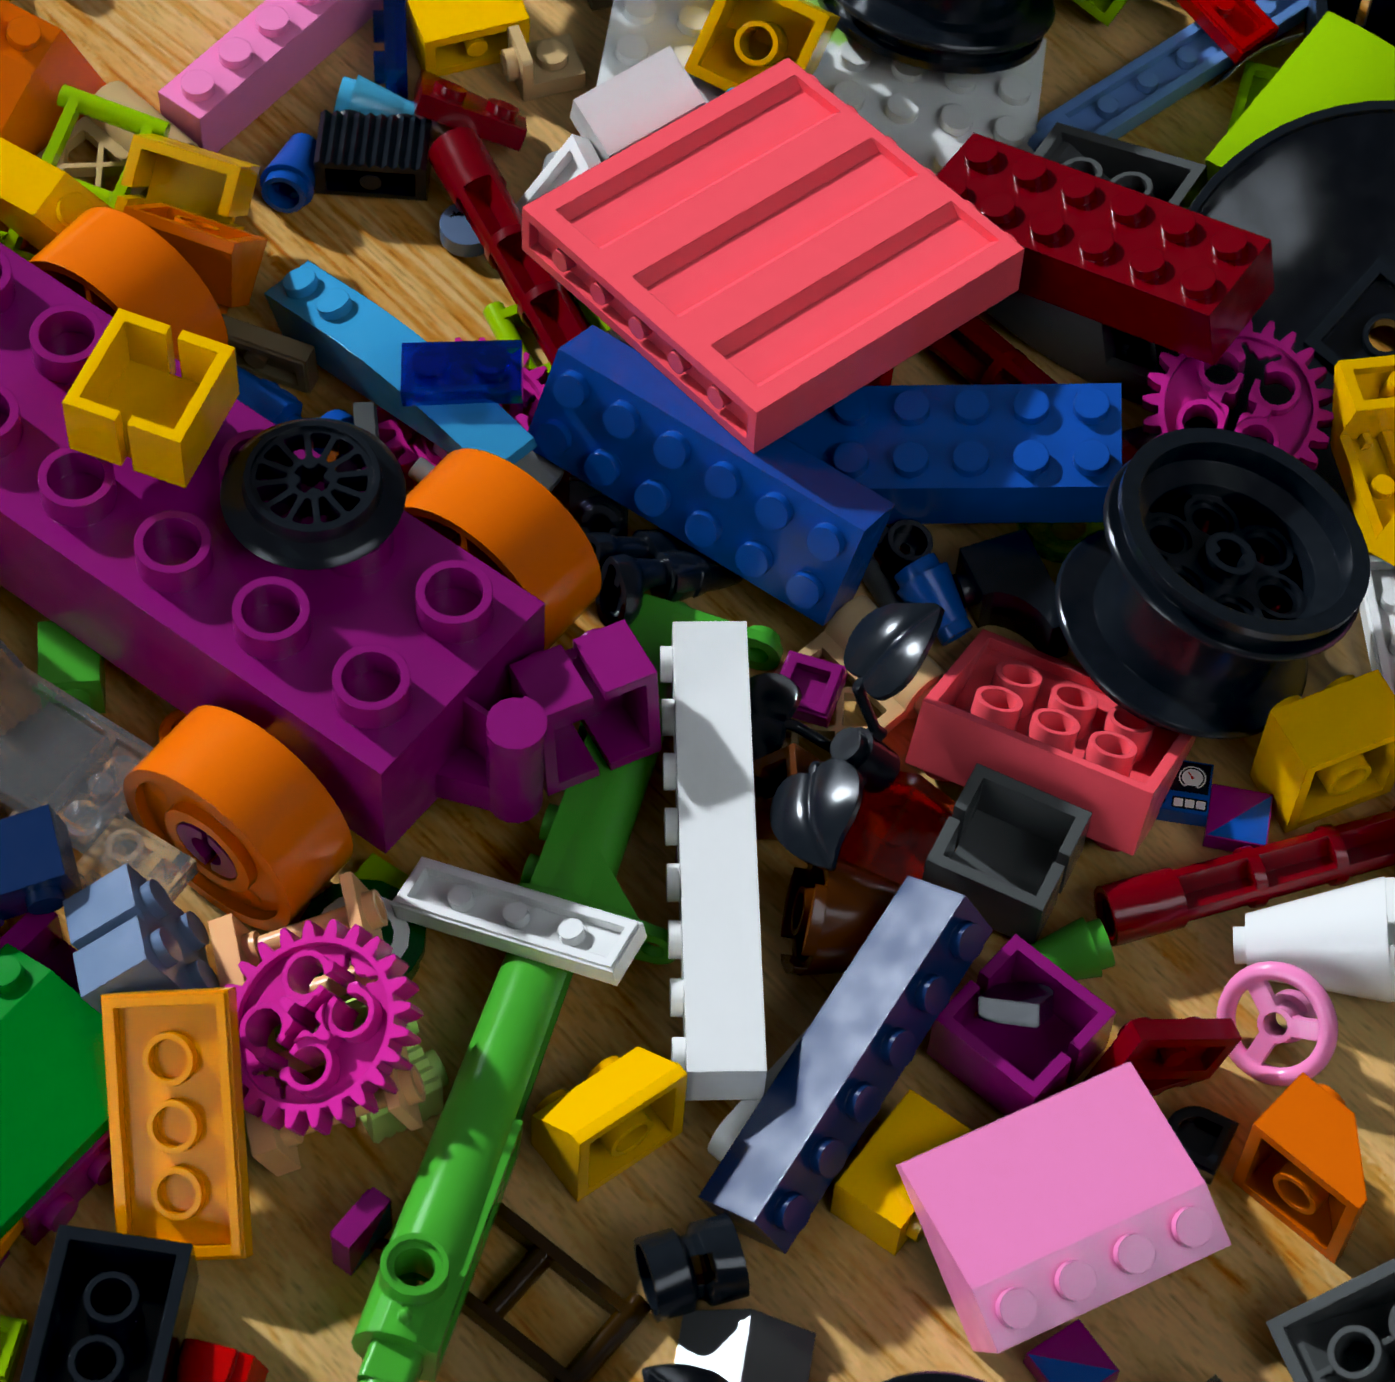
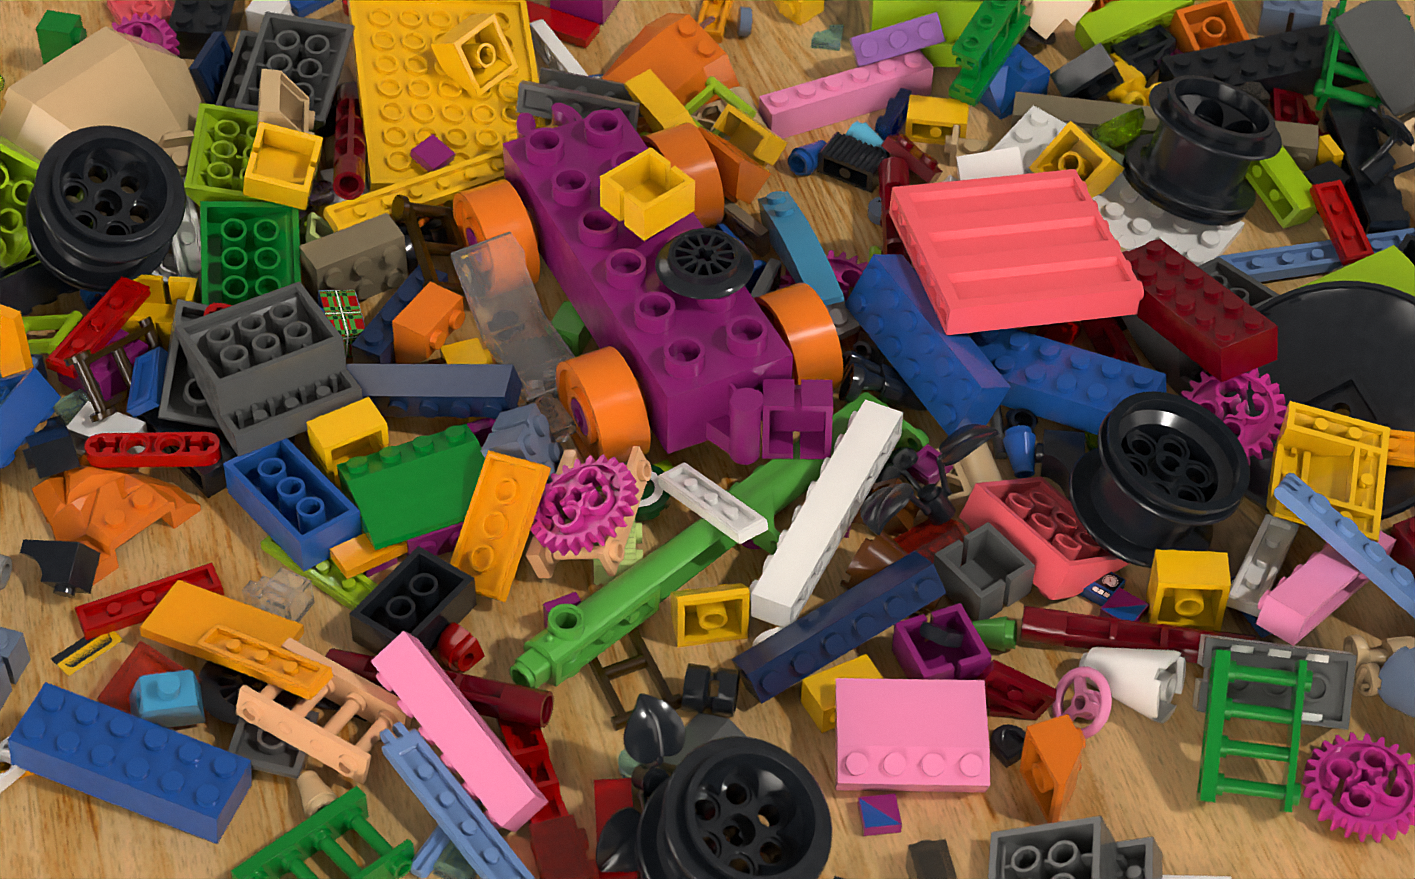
camera: 30 degrees right, 10 degrees down
(462, 372) = (824, 254): clear blue plate -> none

